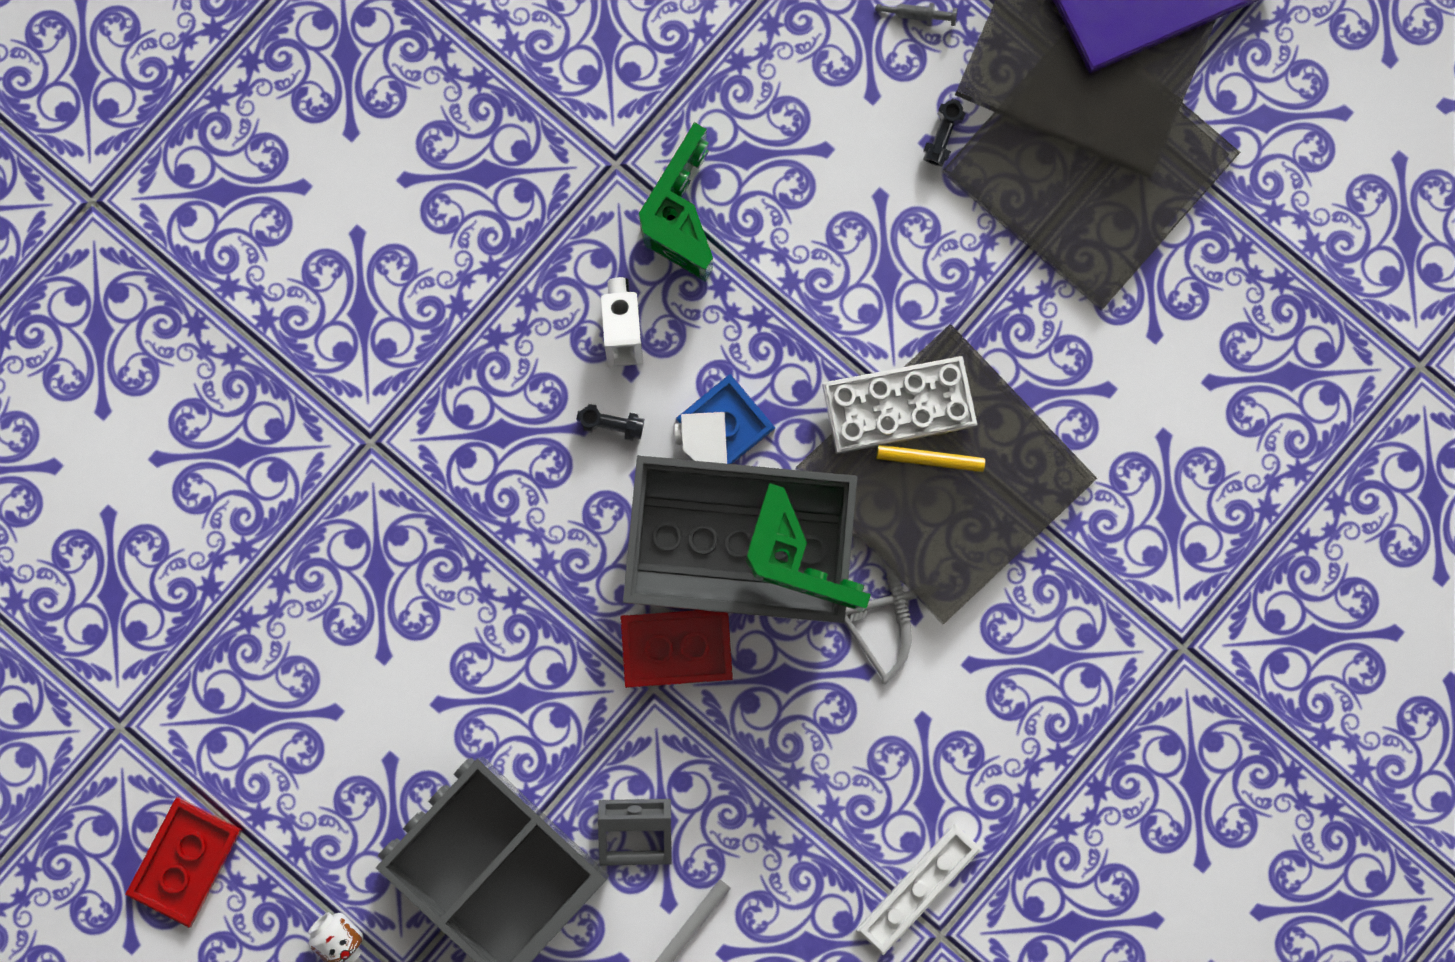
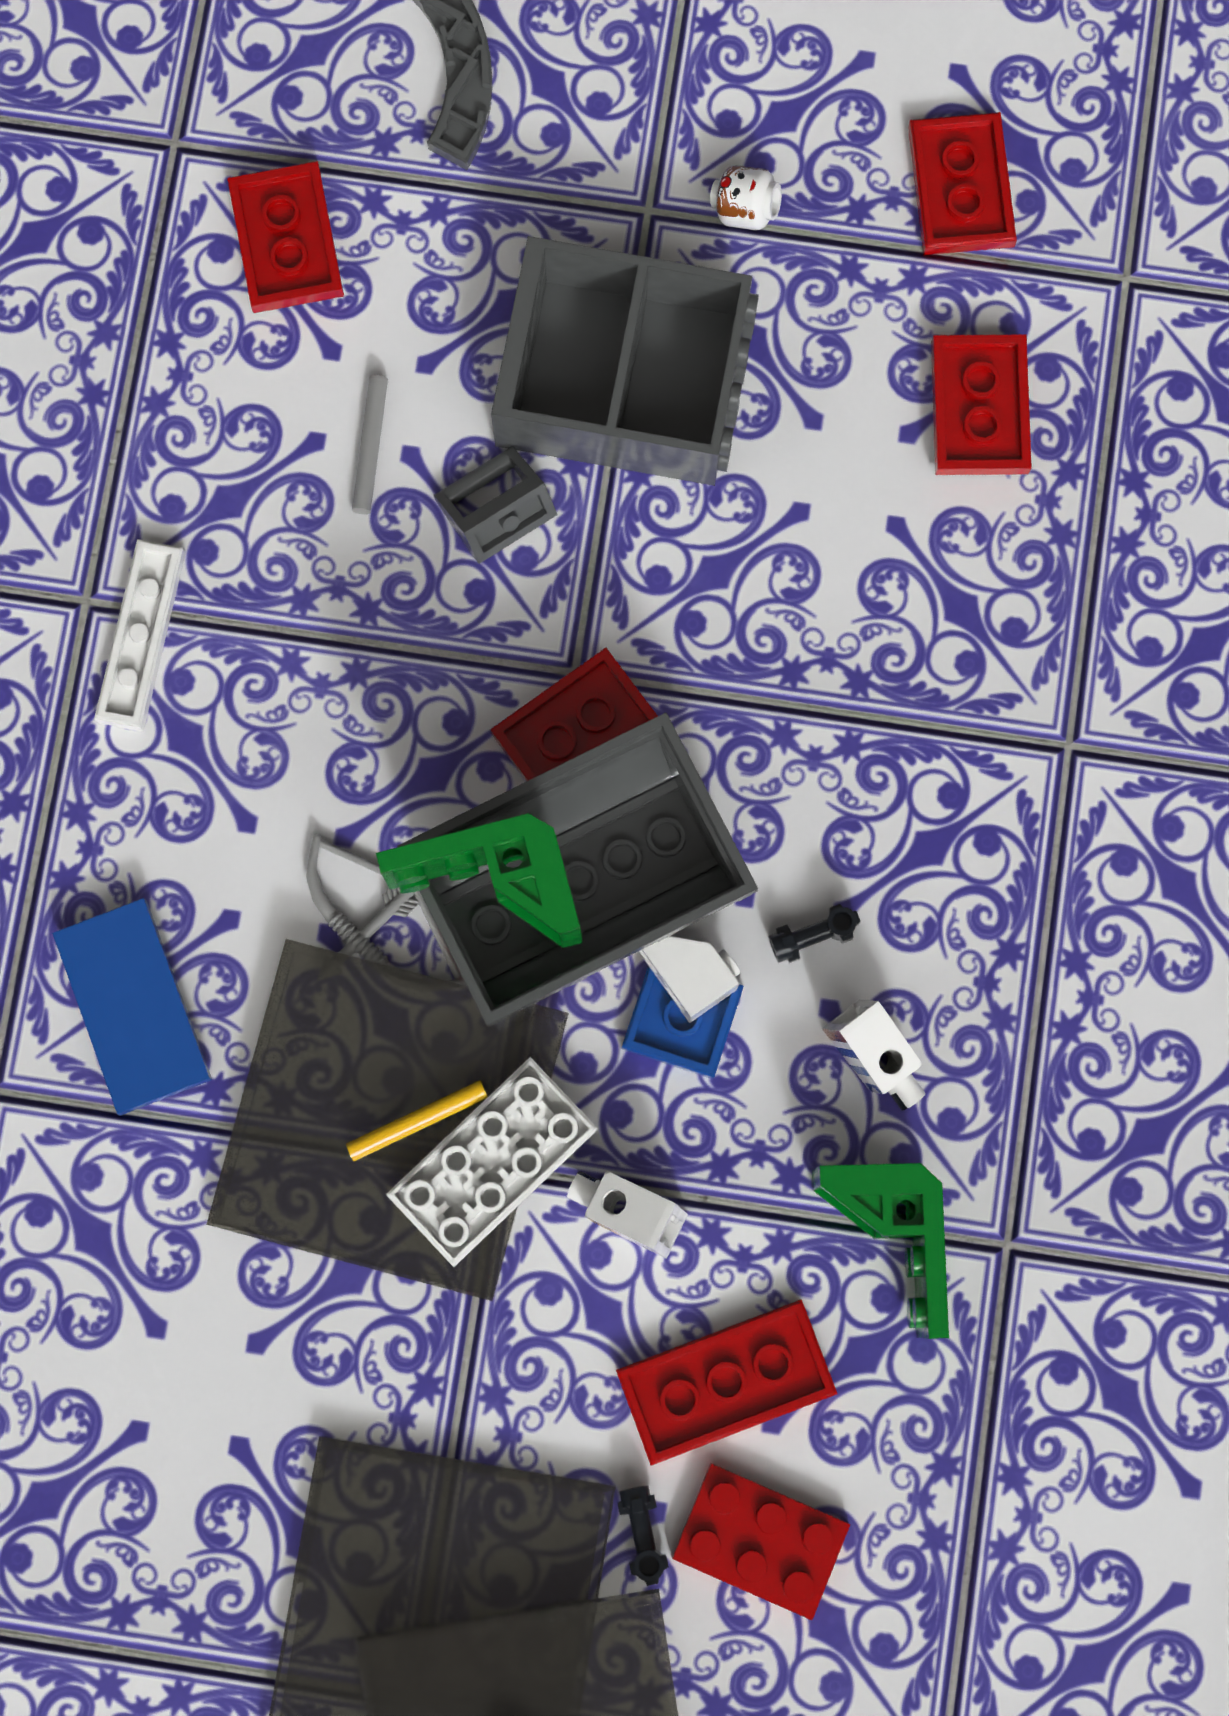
camera: 155 degrees right, 5 degrees down
(276, 699) = (981, 404): none -> red plate
(824, 311) = (645, 1220): none -> white torso
(838, 189) = (726, 1382): none -> red tile
(876, 86) = (761, 1541): none -> red plate
(920, 13) = (764, 1670): dark grey piece -> none
(1065, 643) = (132, 1006): none -> blue tile

